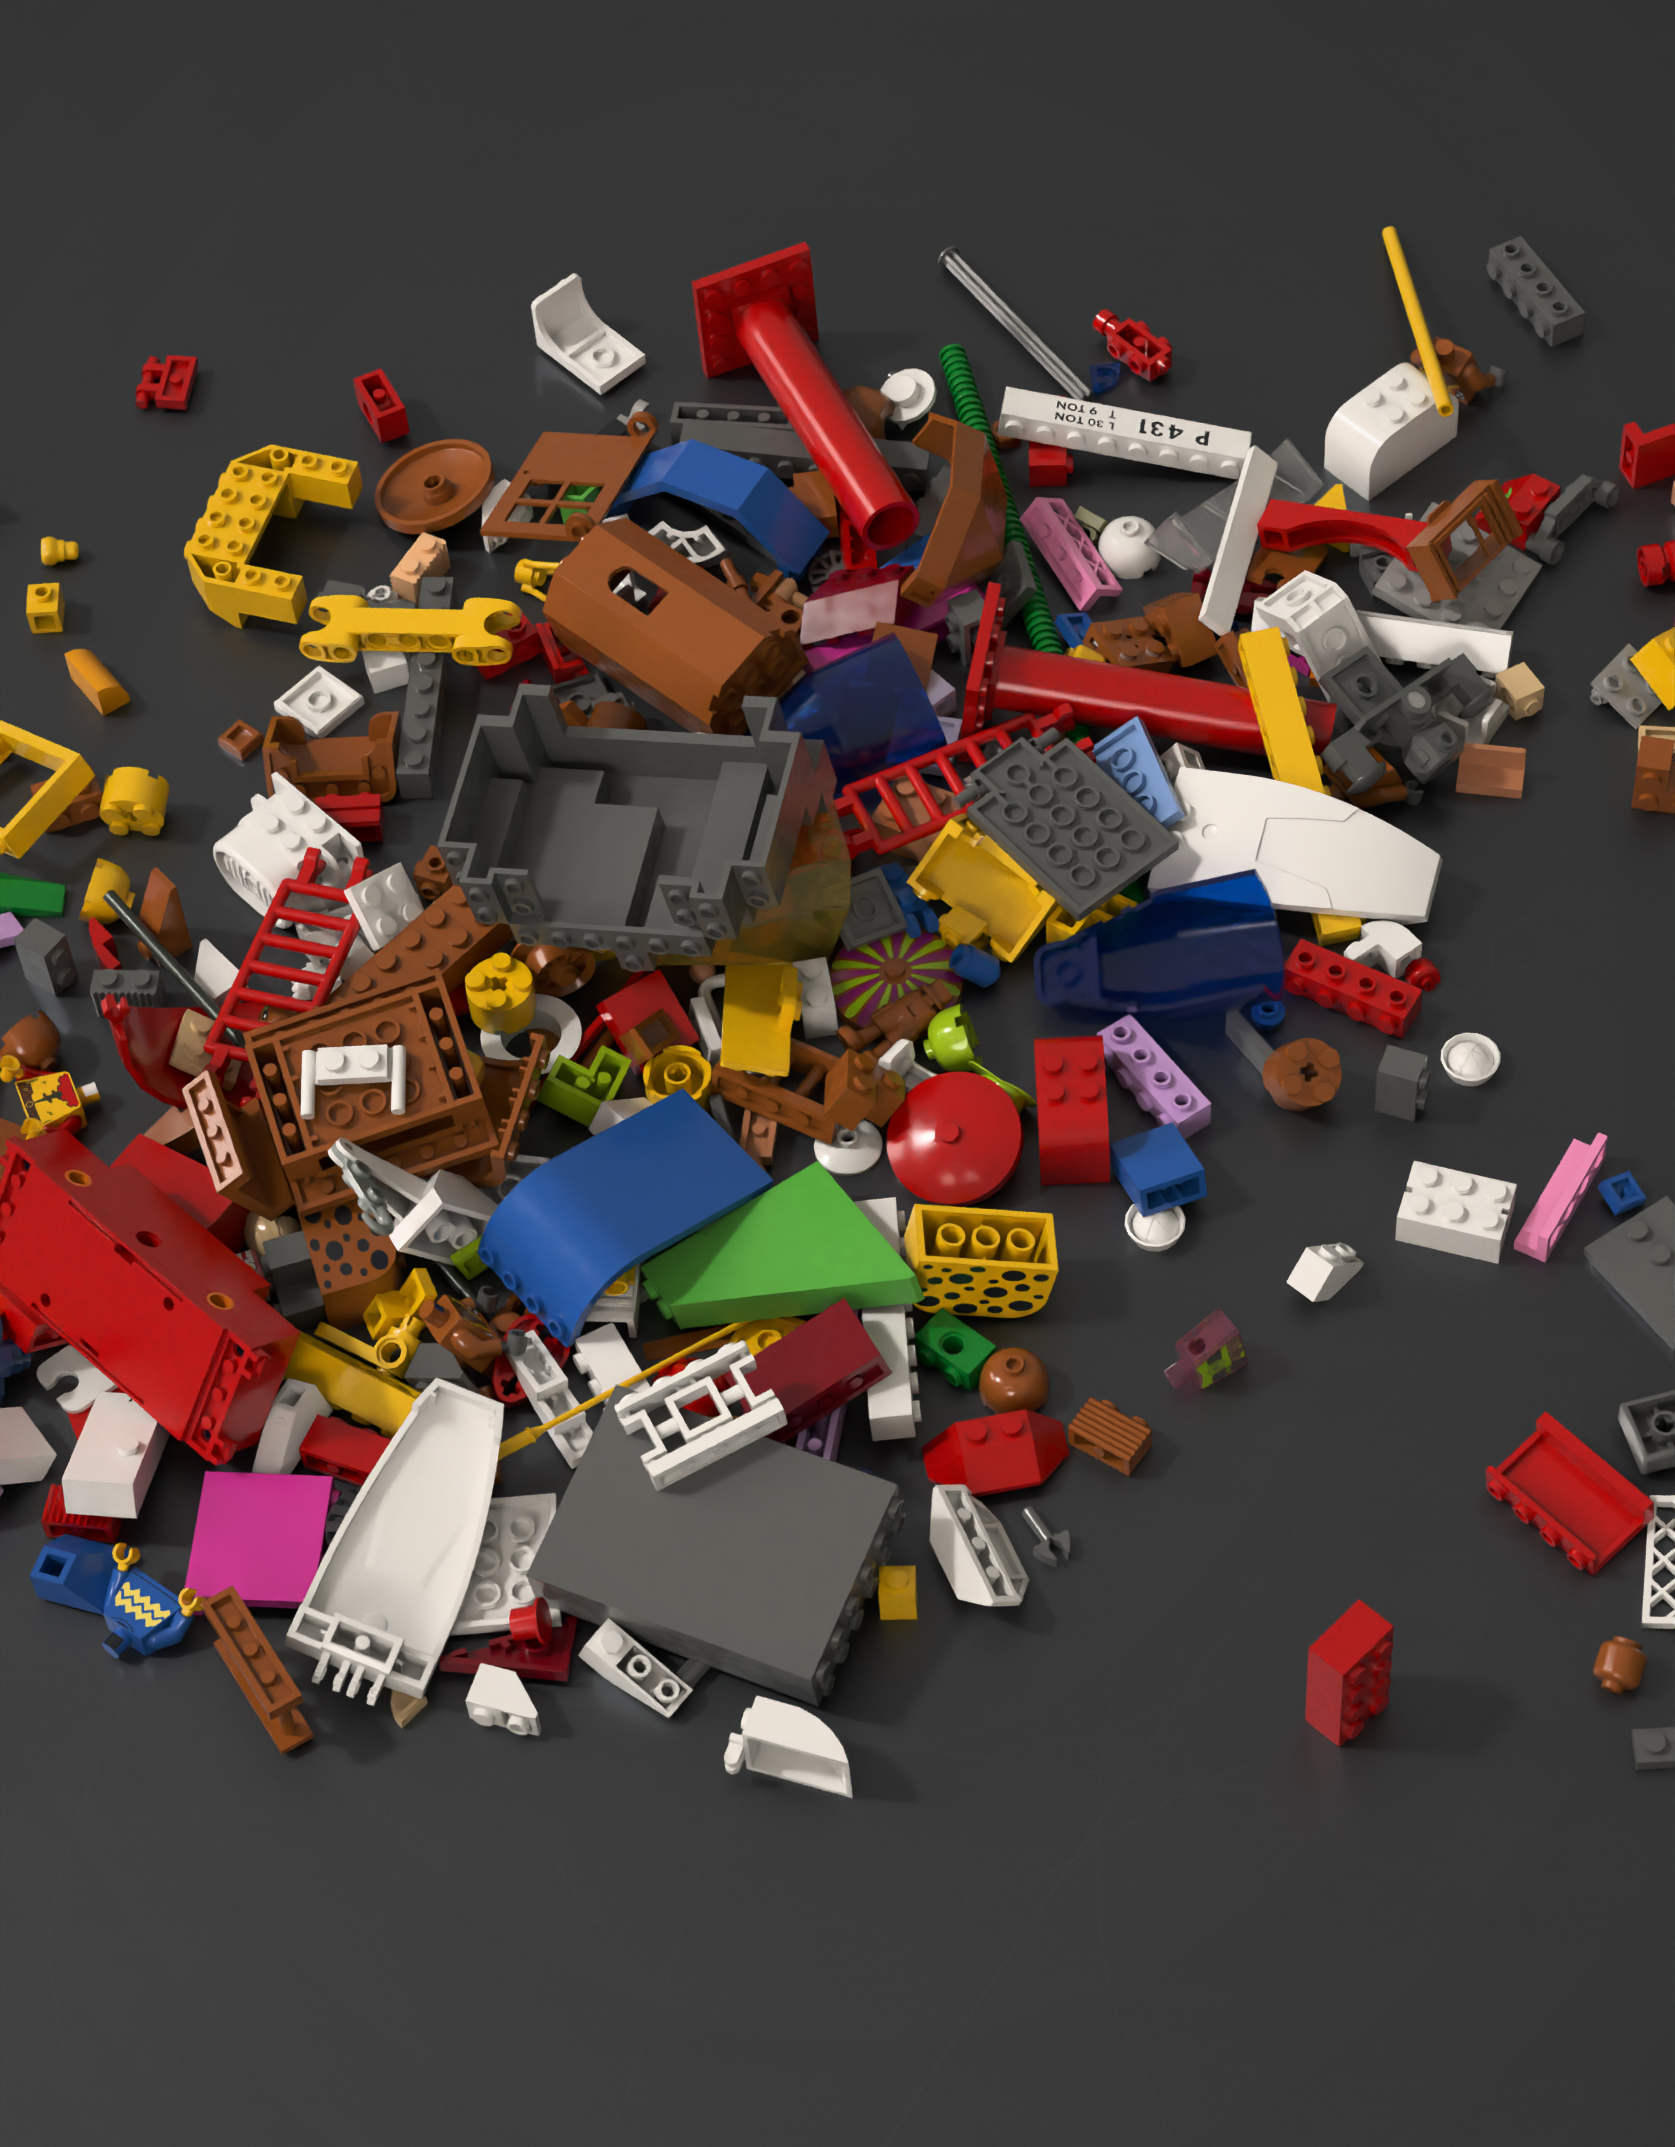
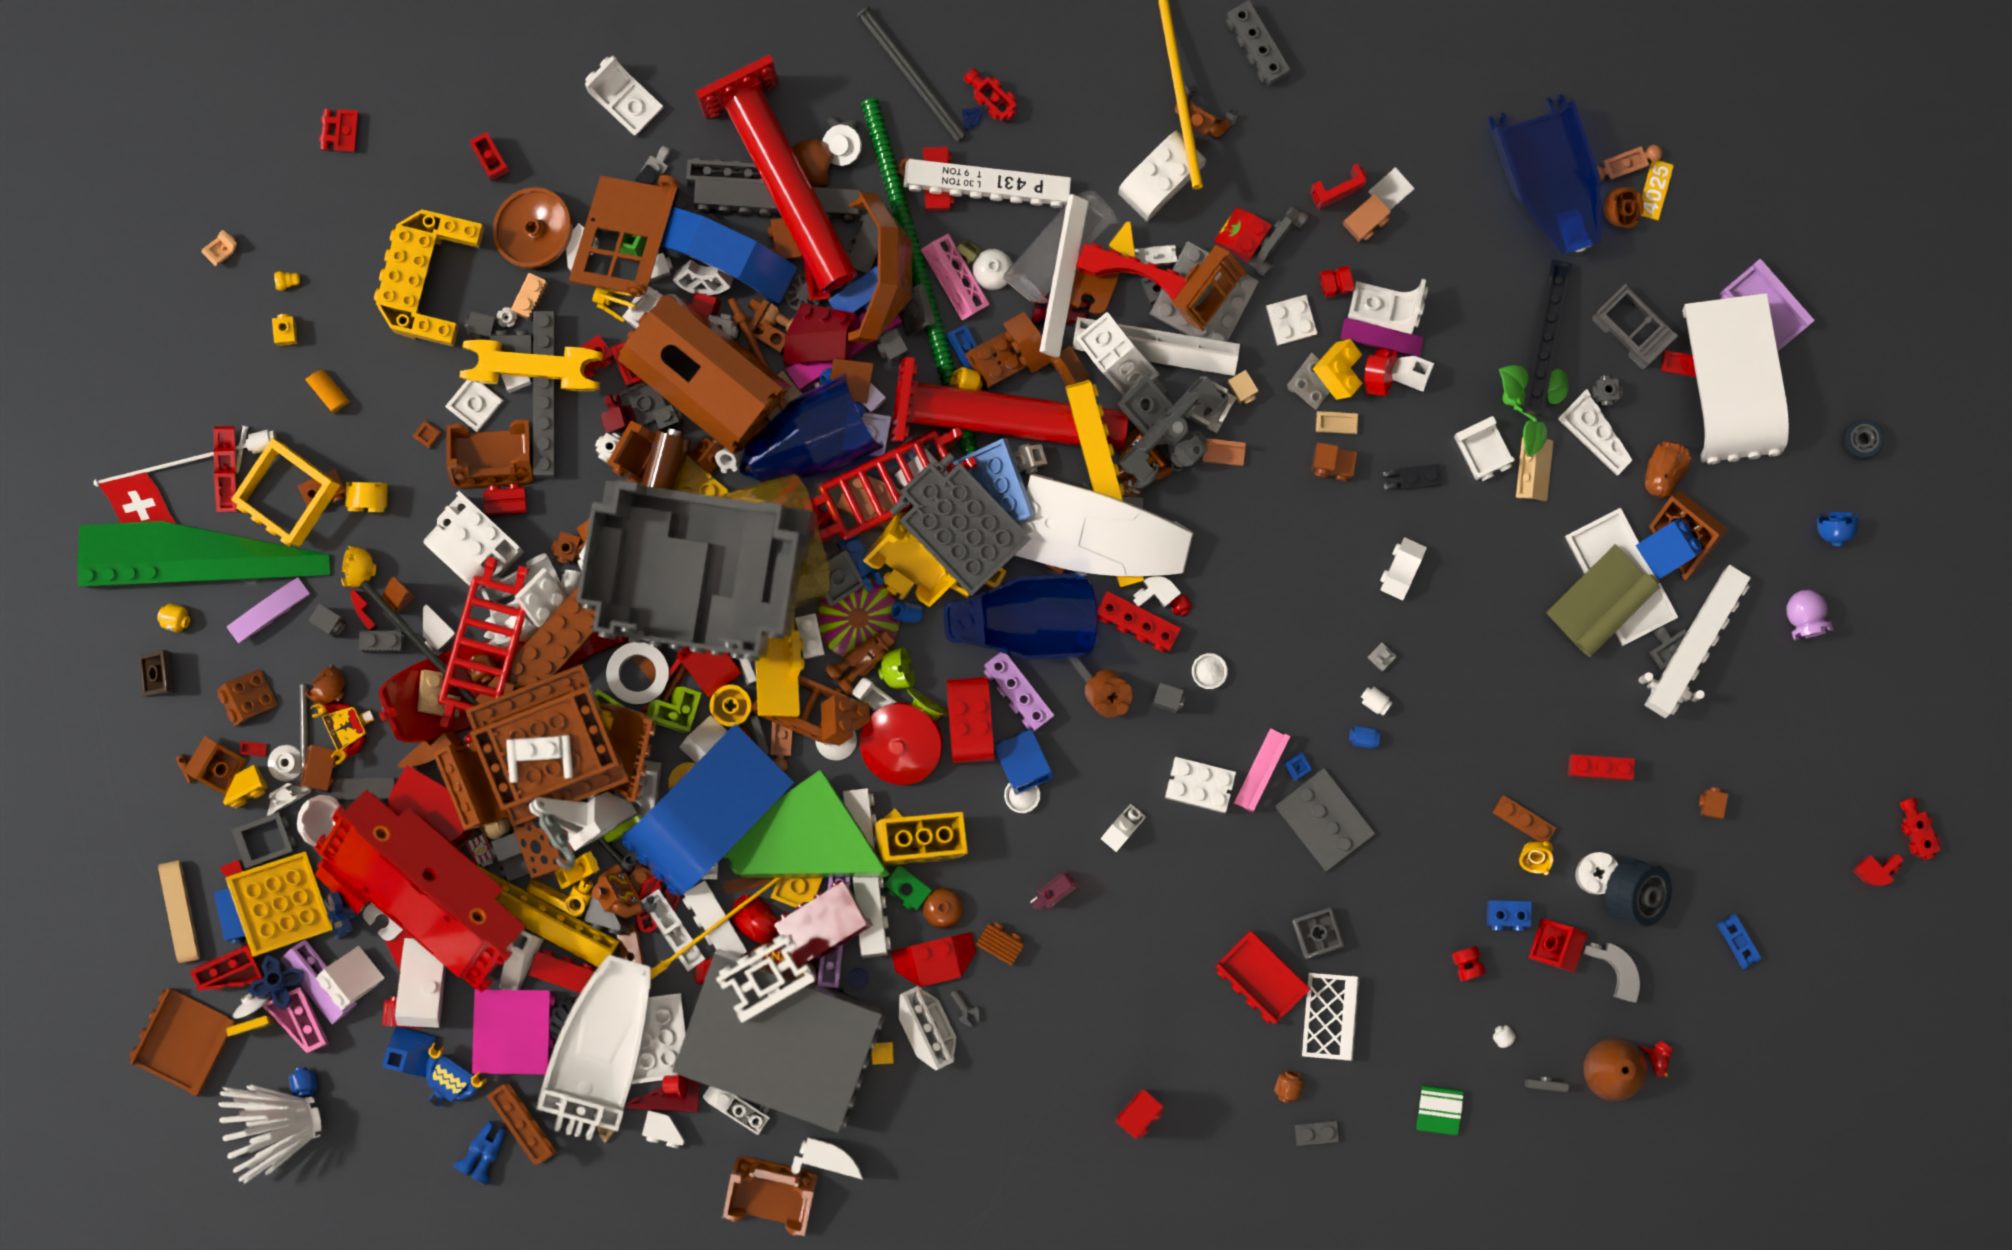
camera: 10 degrees left, 30 degrees up
(195, 1727) = (487, 1147): none -> blue piece
(501, 994) = (617, 664): yellow brick -> none
(650, 1036) = (712, 682): dark orange slope -> none
(681, 1811) = (770, 1193): none -> dark orange windscreen
(1594, 616) = (1291, 320): none -> white plate

